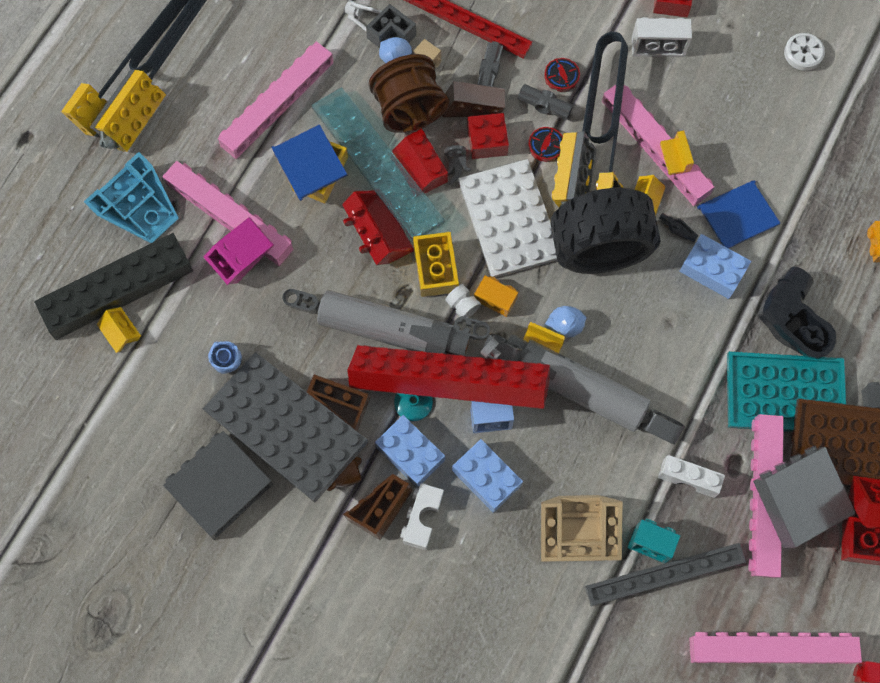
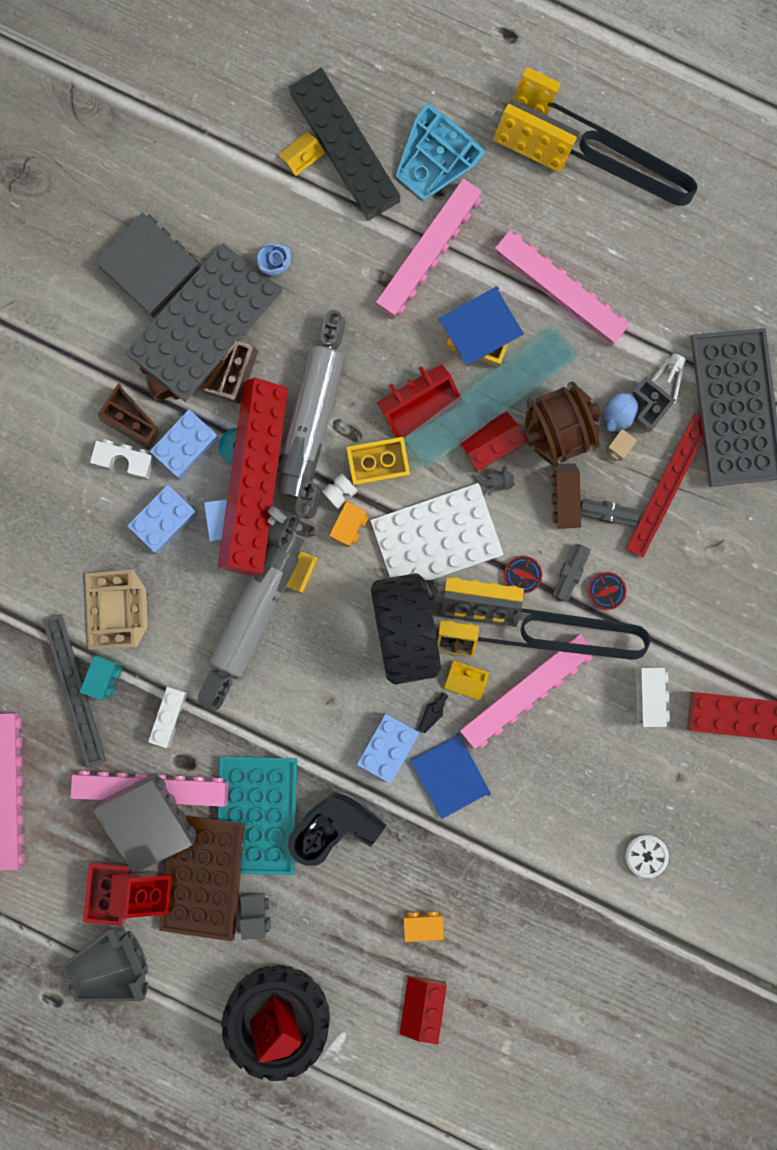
camera: 90 degrees right, 15 degrees up
(238, 251) = (381, 262): dark pink slope -> none
(487, 136) = (527, 511): red brick -> none
(566, 321) = (321, 594): light blue hair -> none
(677, 154) = (507, 708): yellow panel -> none

